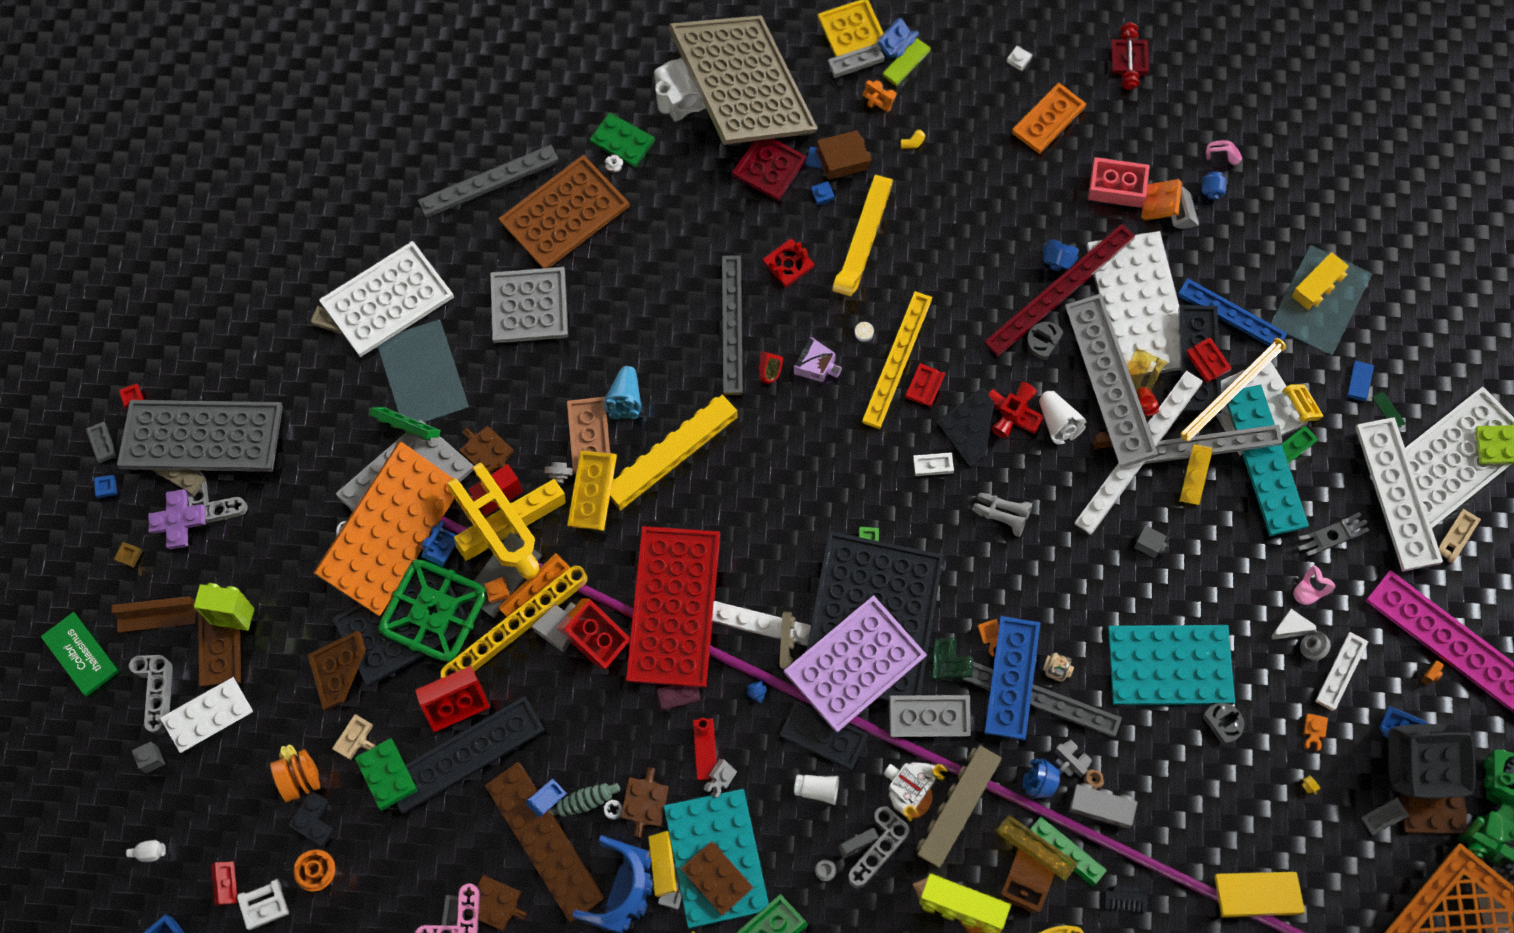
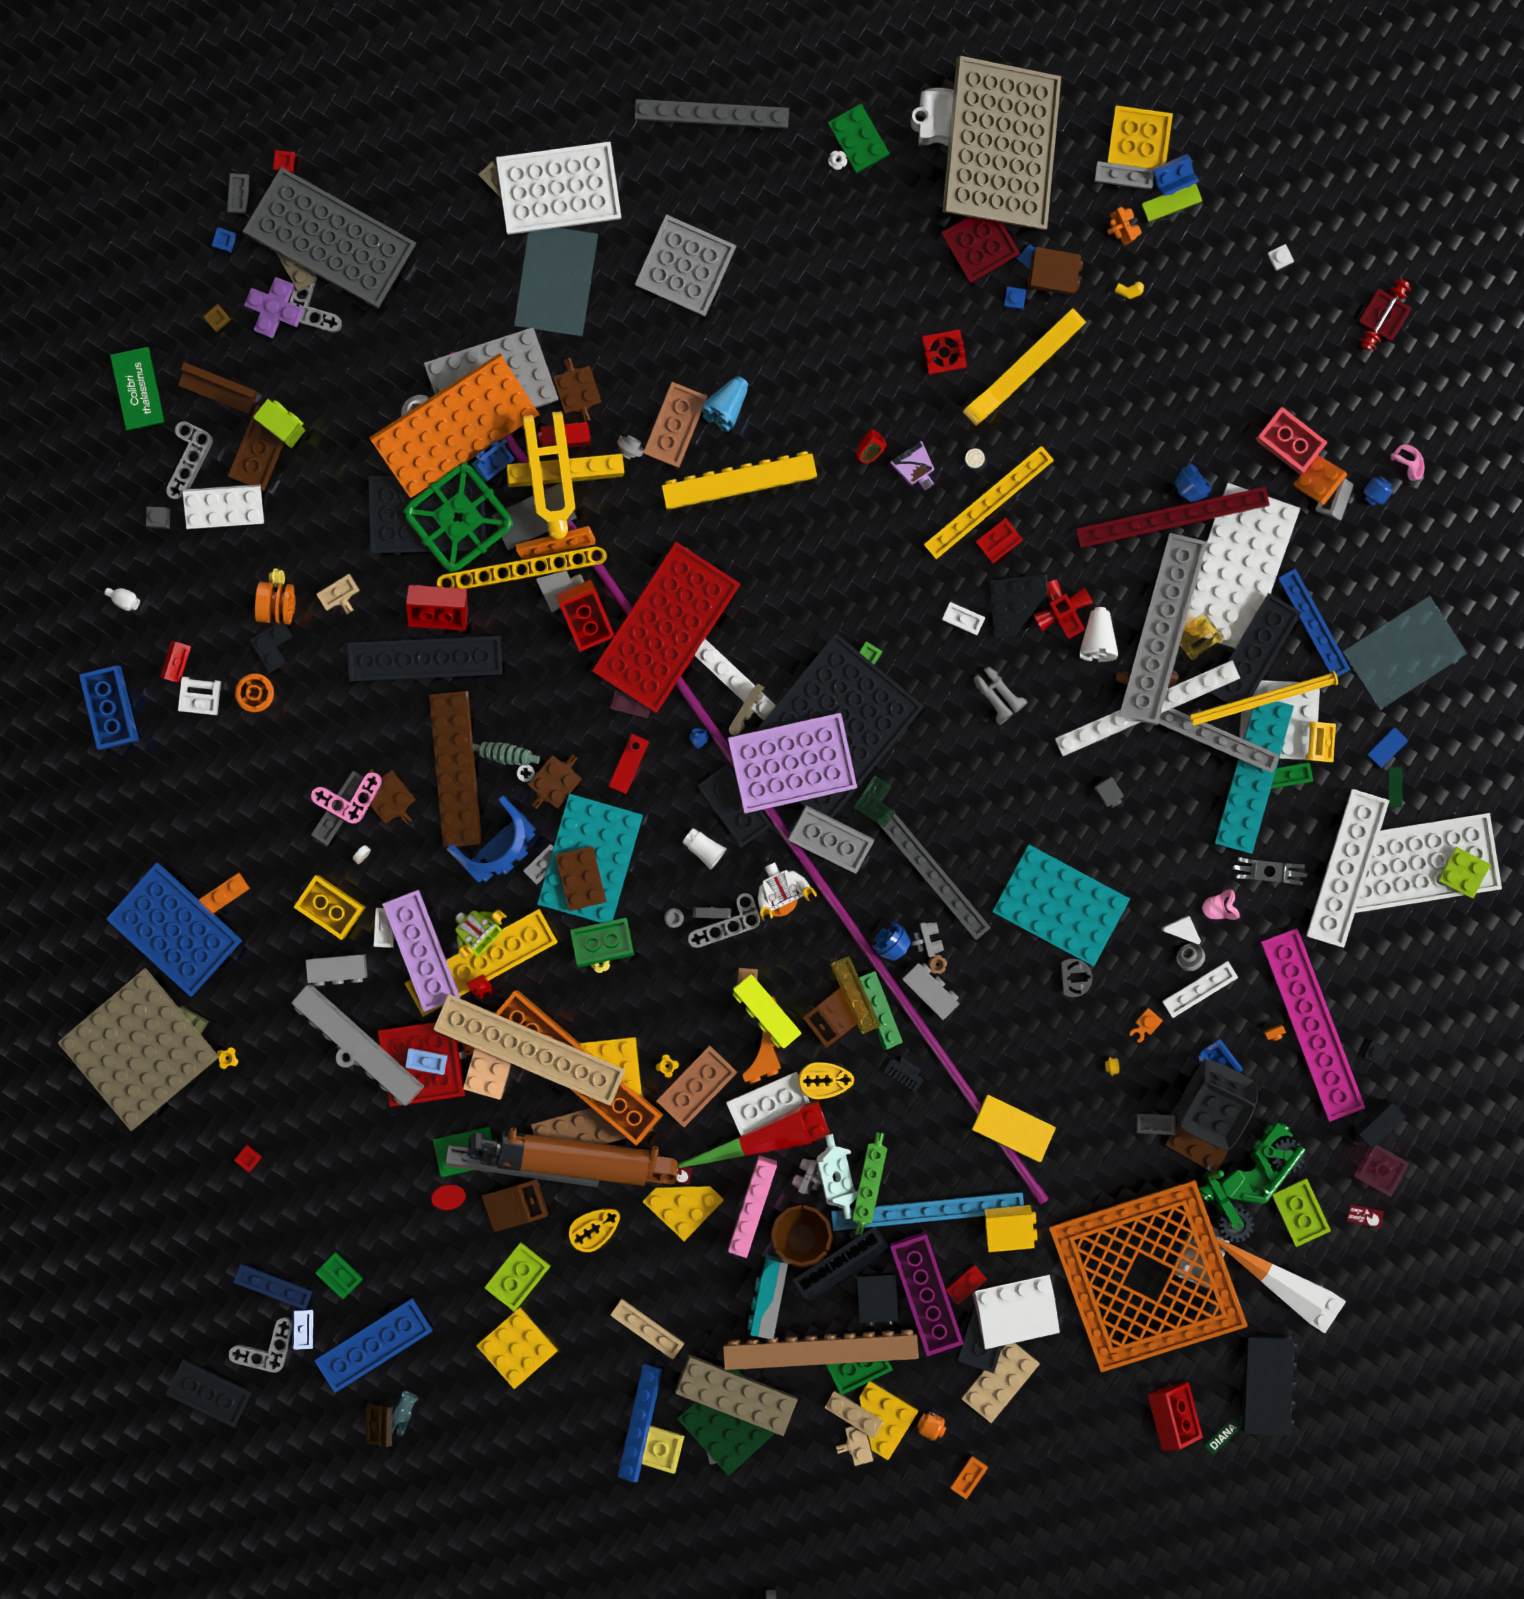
camera: 30 degrees right, 20 degrees up
(336, 667) = (351, 524): reddish brown plate -> none
(386, 774) = (351, 641): green plate -> none
(401, 421) = (516, 326): green plate -> none
(497, 590) = (522, 529): orange plate -> none
(545, 798) = (474, 735): tile -> none
(564, 212) = (765, 187): dark orange plate -> none
(592, 490) = (650, 481): yellow tile -> none
(662, 864) = (543, 841): yellow tile -> none
(721, 777) = (629, 795): light grey plate -> none
(732, 325) = (859, 386): dark grey plate -> none
(959, 806) = (807, 931): dark tan brick -> none
(989, 634) = (924, 796): orange plate -> none
(1012, 678) = (918, 846): blue plate -> none
(1037, 347) = (1136, 544): dark grey piece -> none
(1048, 118) = (1269, 337): orange plate -> none
(1058, 667) = (964, 856): tan head -> none
(1148, 401) = (1182, 668): red arm -> none
(1196, 474) = (1184, 755): yellow plate -> none
(1208, 360) = (1259, 660): red plate -> none
(1320, 281) = (1412, 638): yellow brick -> none
(1458, 535) = (1376, 930): tan plate -> none

